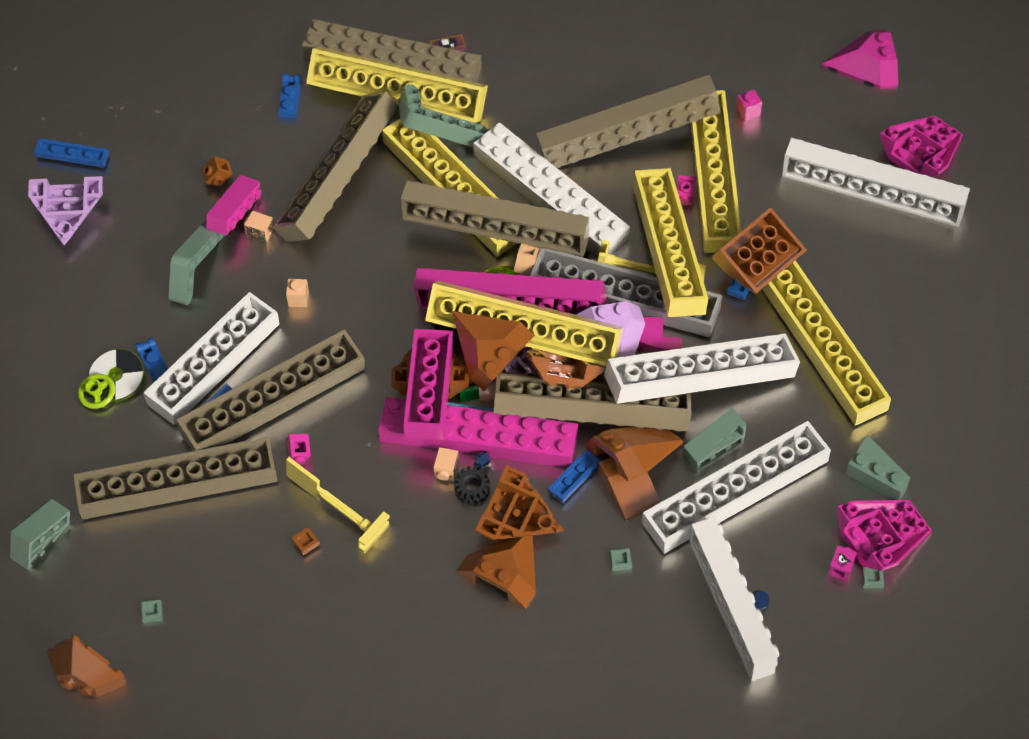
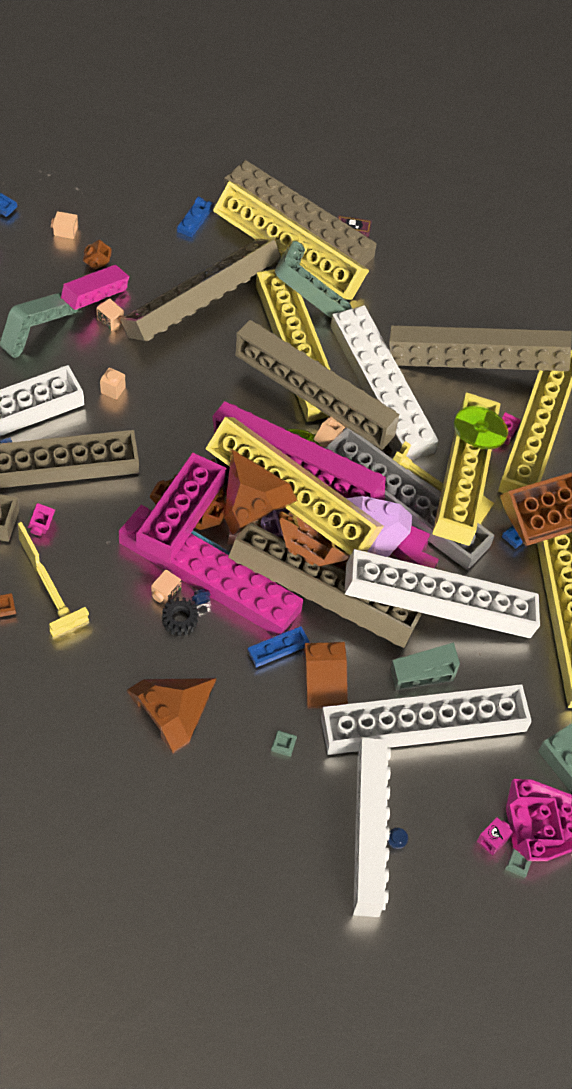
camera: 15 degrees right, 0 degrees up
(167, 154) = (65, 225): none -> light nougat brick
(469, 393) = (220, 532): green slope -> none
(516, 510) = (206, 656): dark orange wedge -> none
(634, 448) = (345, 644): dark orange wedge -> none
(677, 203) = (480, 427): none -> clear neon green piece

